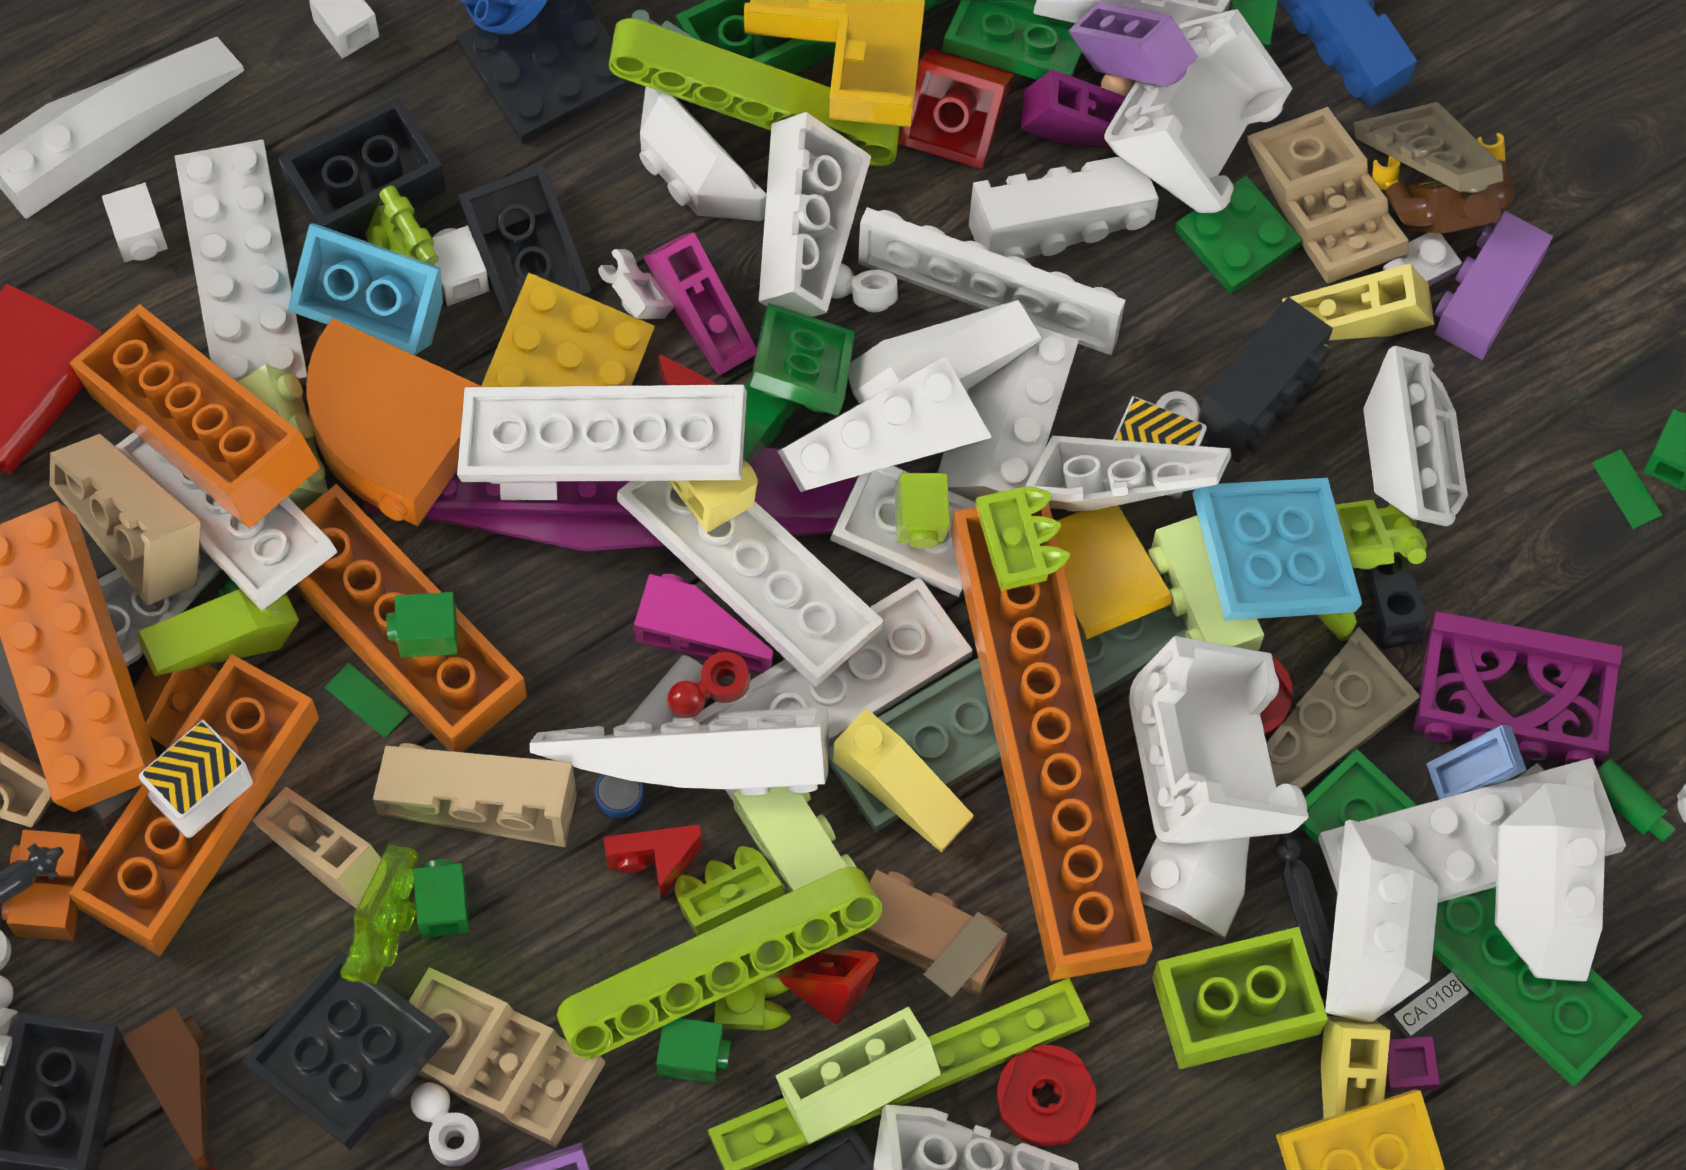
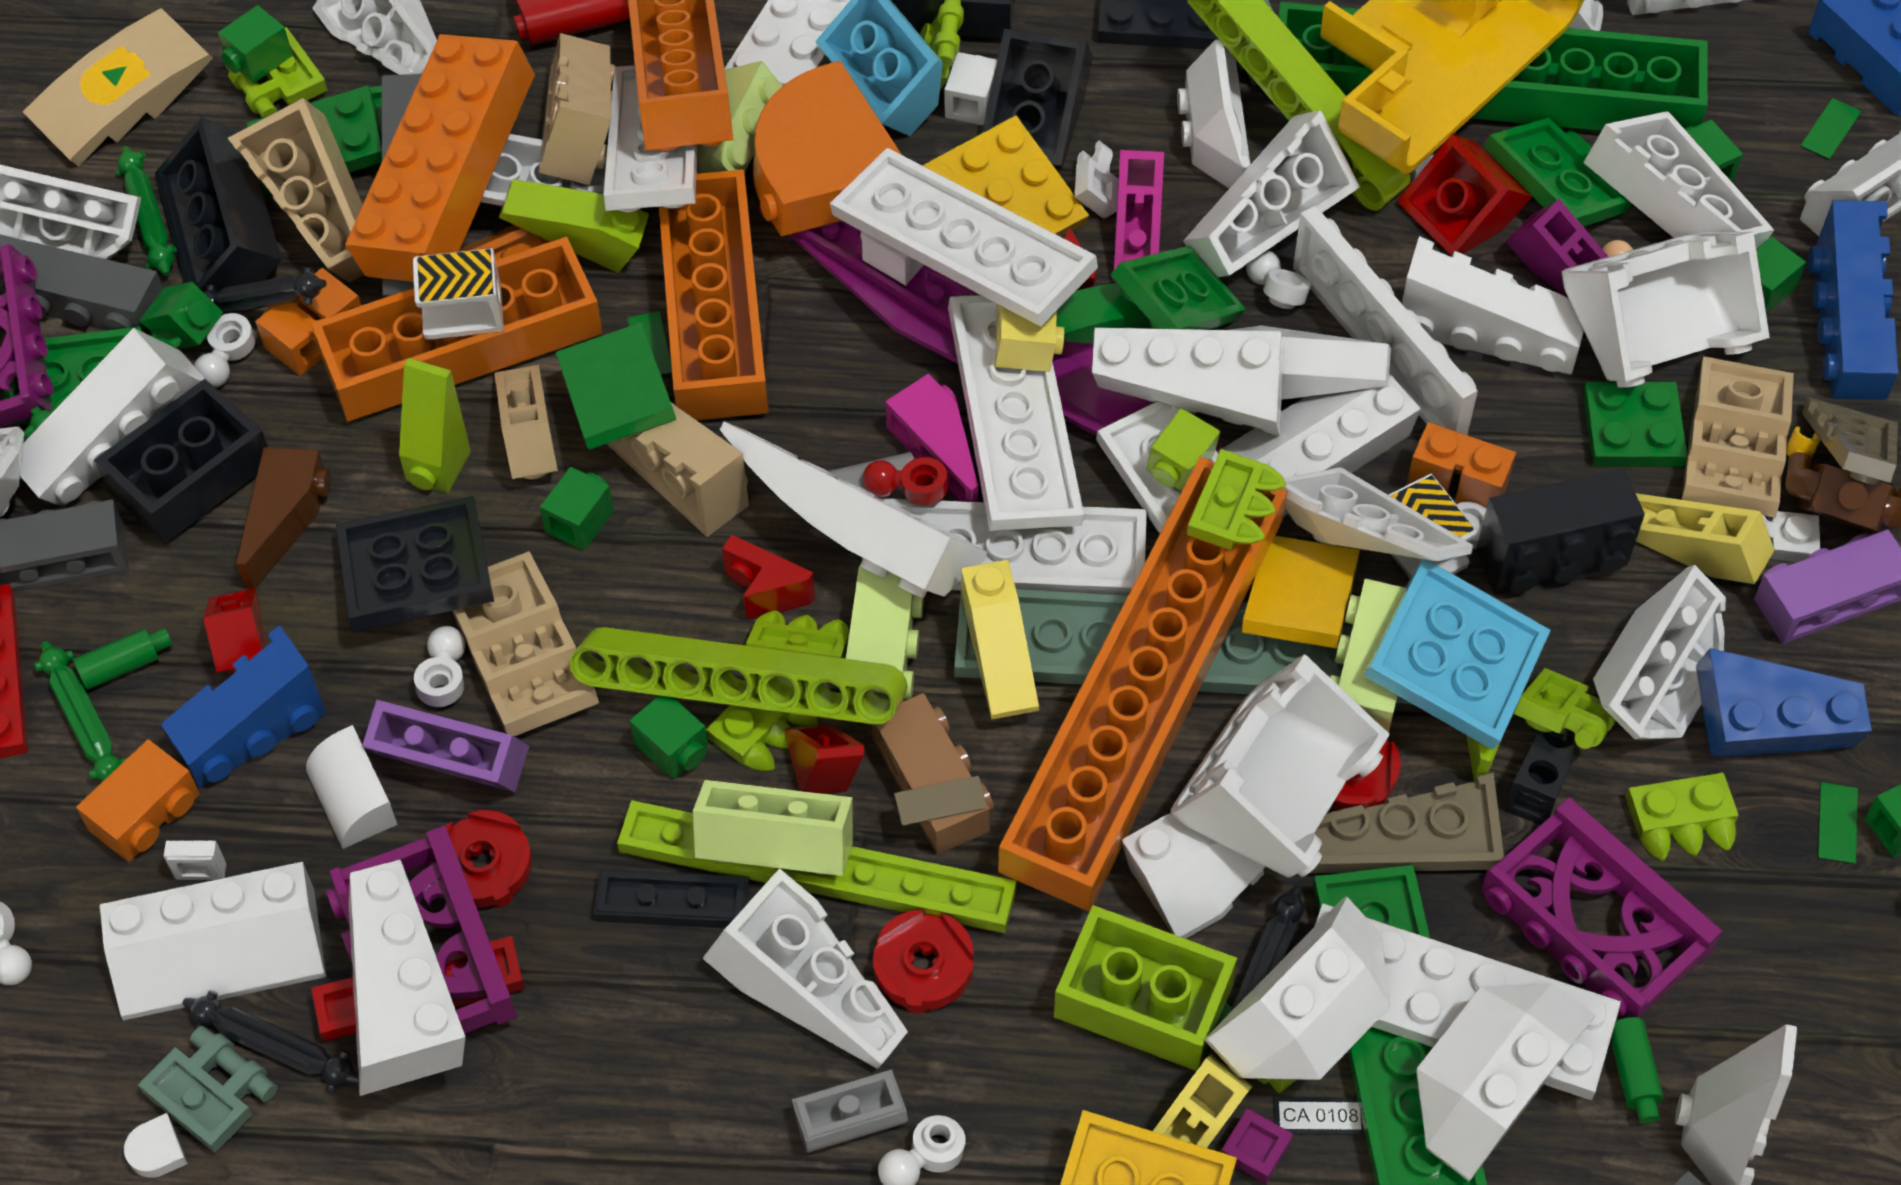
camera: 40 degrees right, 10 degrees down
(266, 920) = (431, 428): none -> lime slope
(382, 916) = (514, 477): clear neon green plate -> none
(394, 768) = (615, 386): none -> green tile
(424, 624) = (719, 294): green brick -> none
(618, 796) = (778, 523): flat silver tile -> none
(1120, 370) = (1482, 465): none -> orange piece
(1134, 44) = (1642, 214): medium lavender brick -> none
(1477, 763) = (1514, 940): medium blue tile -> none
(1512, 560) = (1684, 811): none -> lime plate
(1524, 428) = (1776, 708): none -> blue wedge

